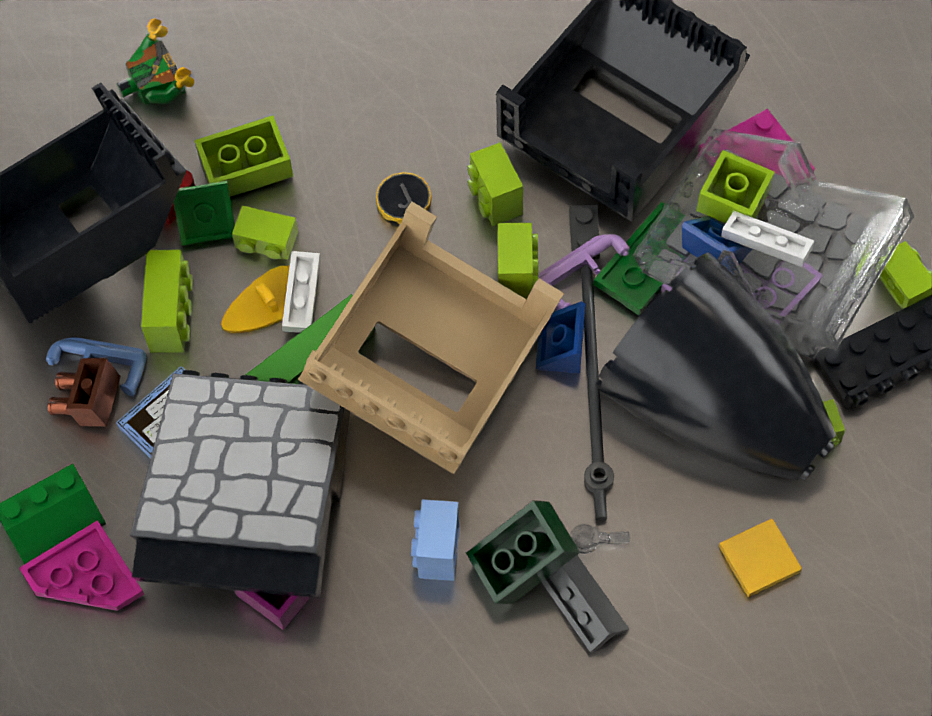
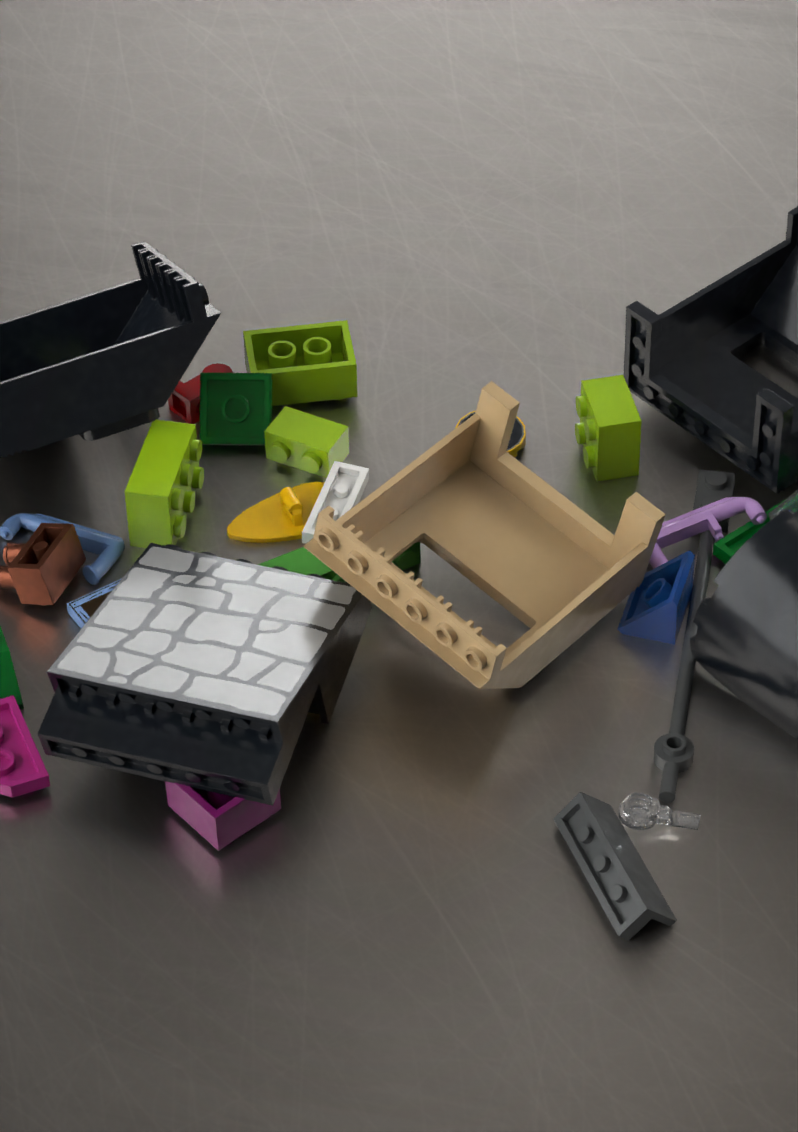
camera: 10 degrees right, 20 degrees down
(153, 70) = (219, 266): torso -> none
(436, 539) = (442, 774): light blue brick -> none
(517, 257) = (613, 483): lime brick -> none
(522, 552) = (551, 798): dark green brick -> none

